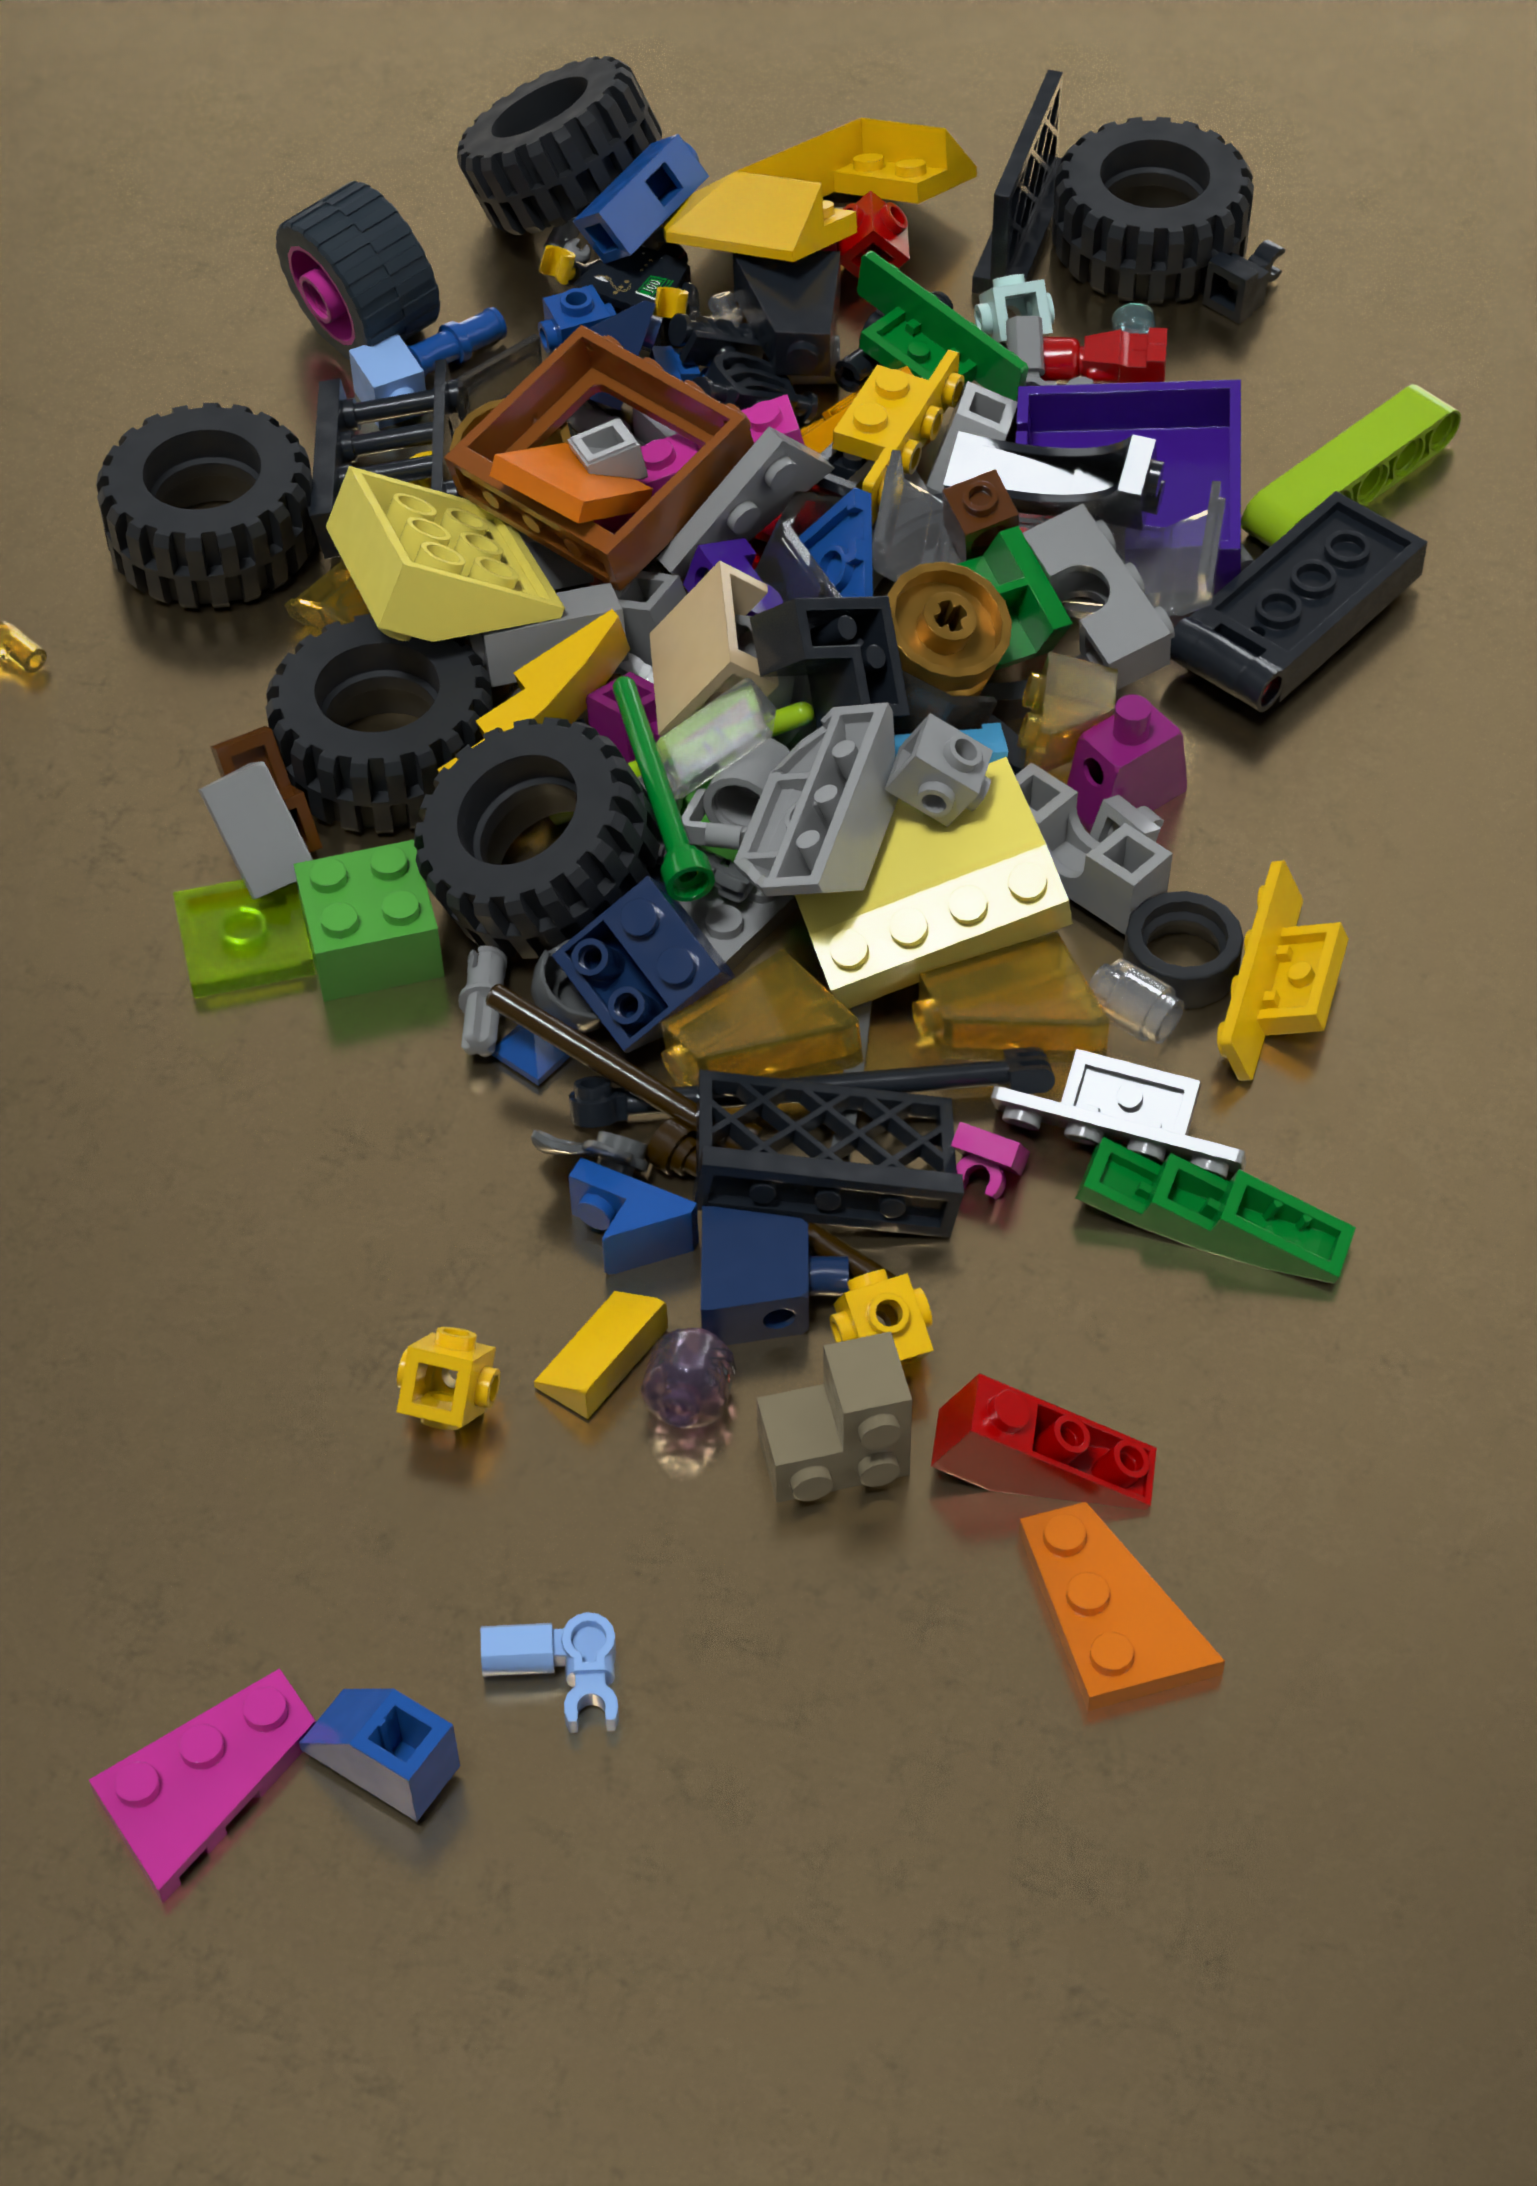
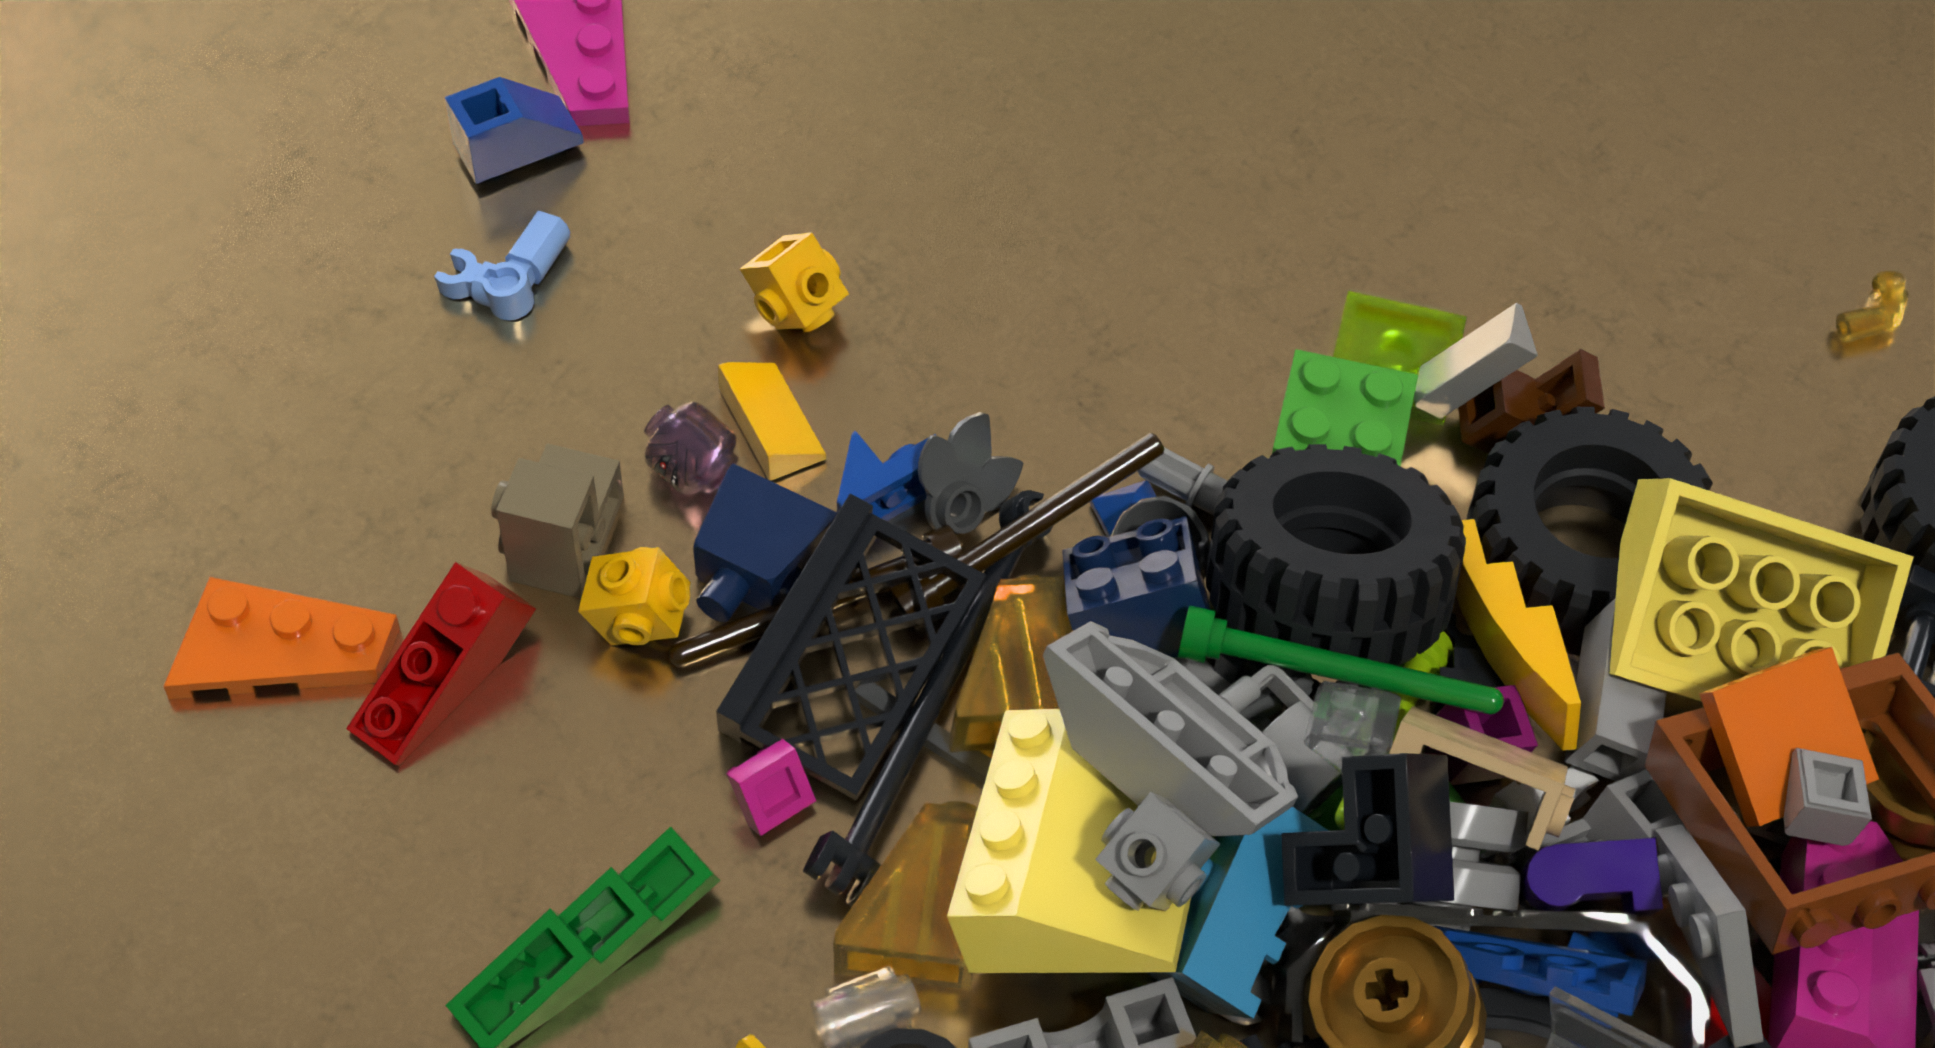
camera: 115 degrees right, 5 degrees up
(1126, 1105) = (731, 924): bracket -> none

